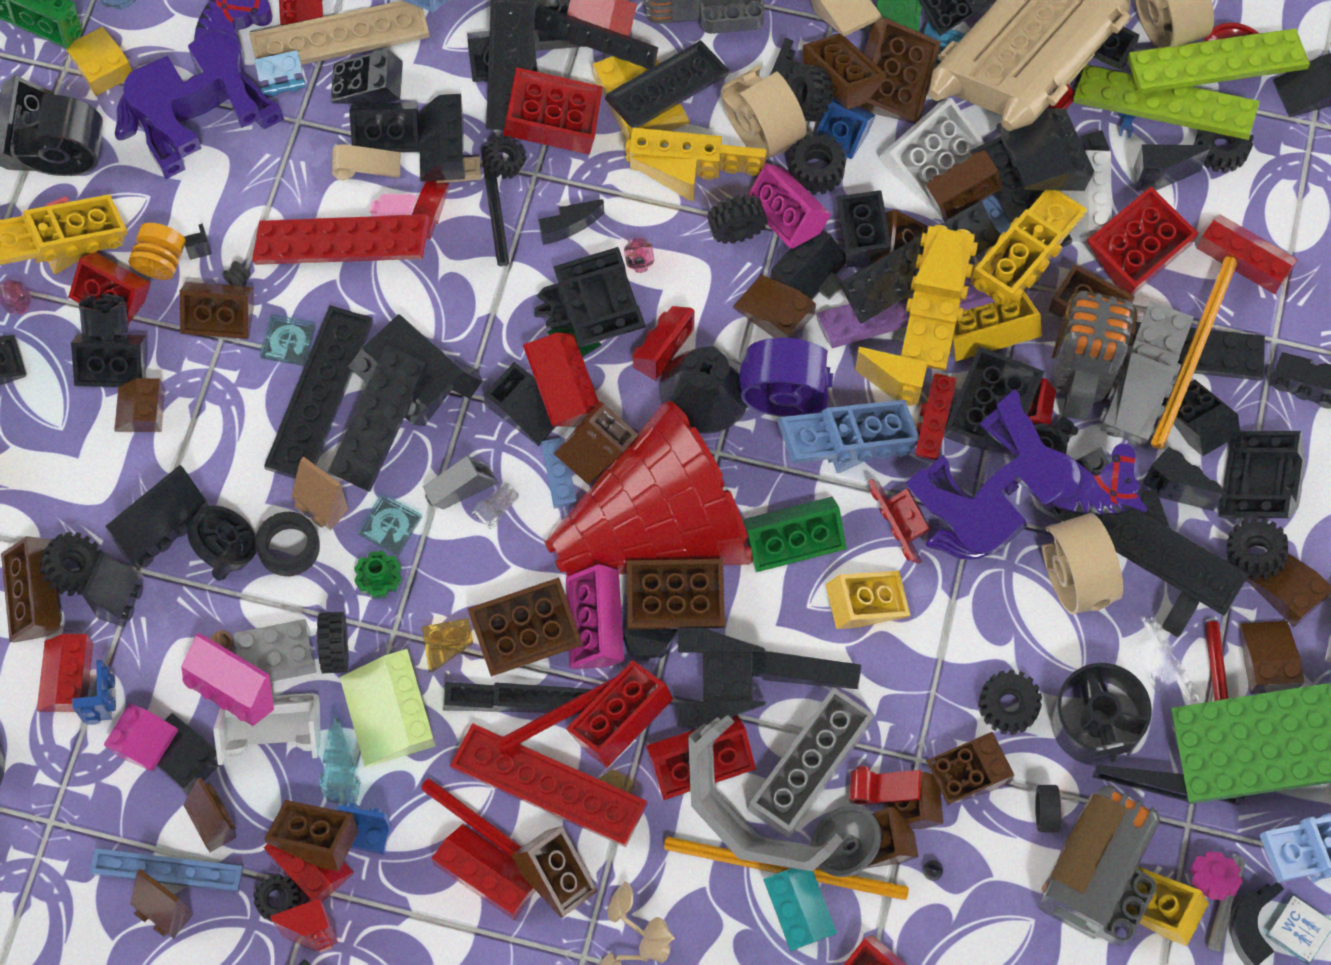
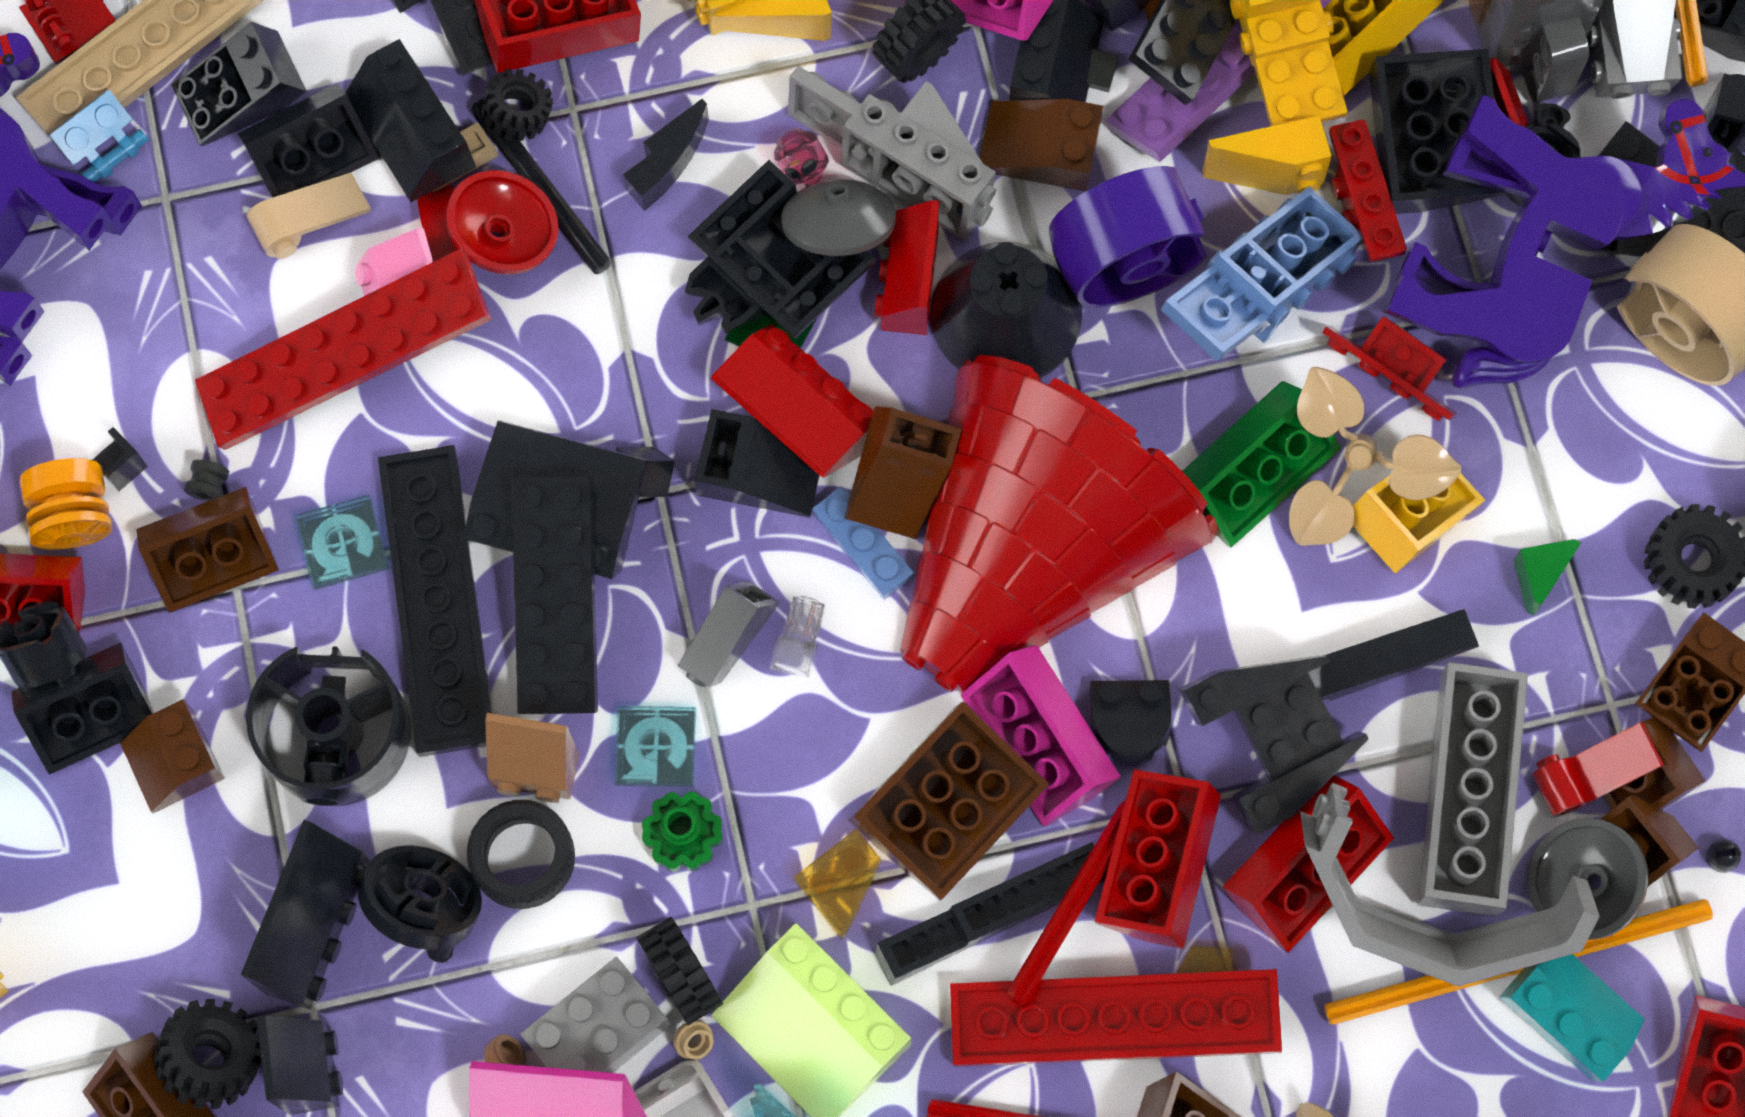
camera: 25 degrees left, 5 degrees up
(221, 440) = (328, 752): none -> black animal
(322, 690) = (699, 1046): none -> tan plate
(465, 203) = (503, 205): none -> red dish
(639, 294) = (838, 217): none -> dark grey dish
(675, 594) = (1143, 641): reddish brown slope -> none
(695, 277) = (913, 152): none -> light grey wedge
(876, 574) = (1418, 465): none -> tan plant
(920, 666) = (1540, 568): none -> green slope

